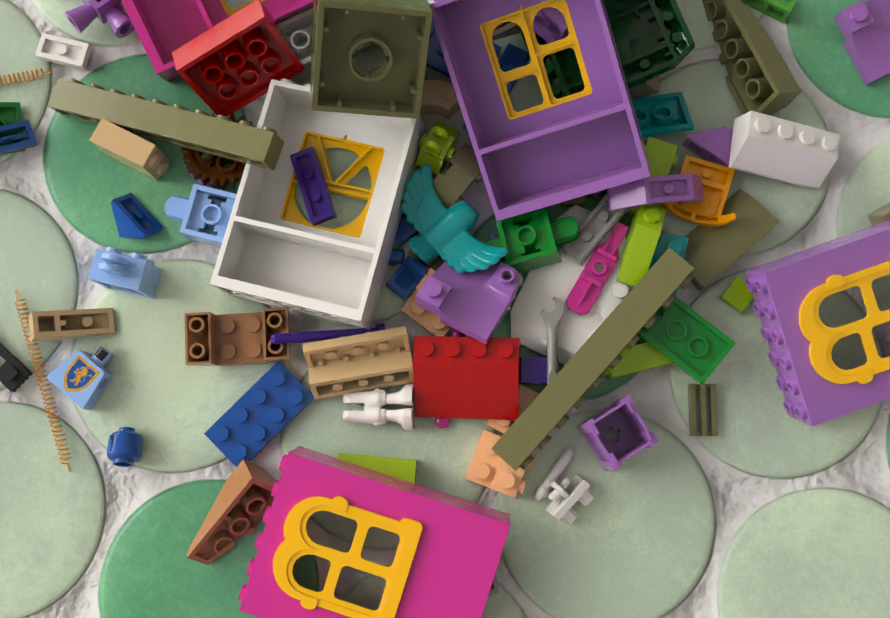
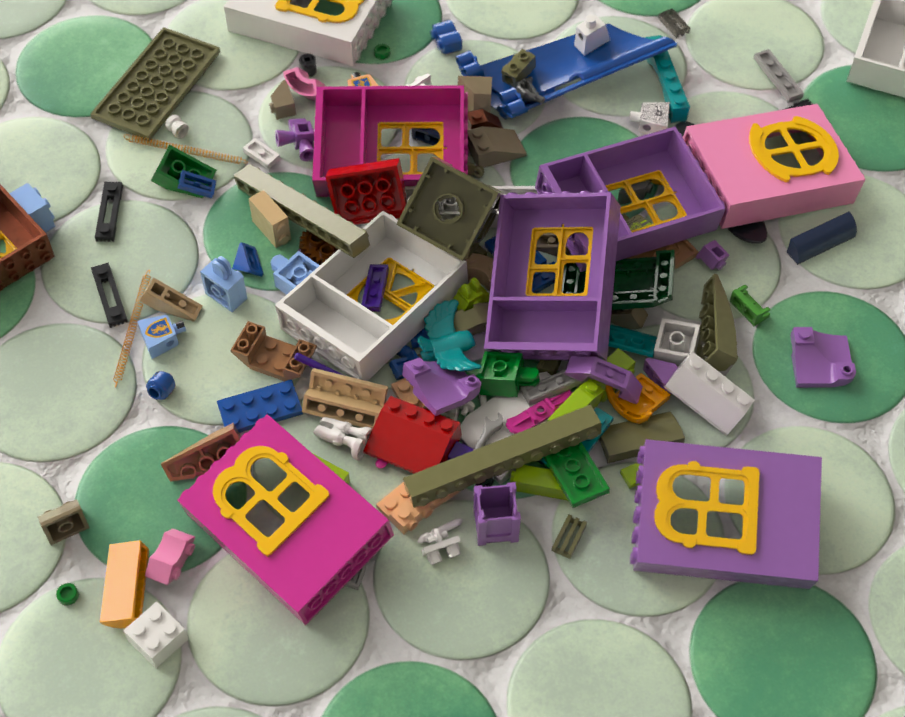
camera: 20 degrees right, 25 degrees down
(713, 94) = (676, 341): none -> white brick

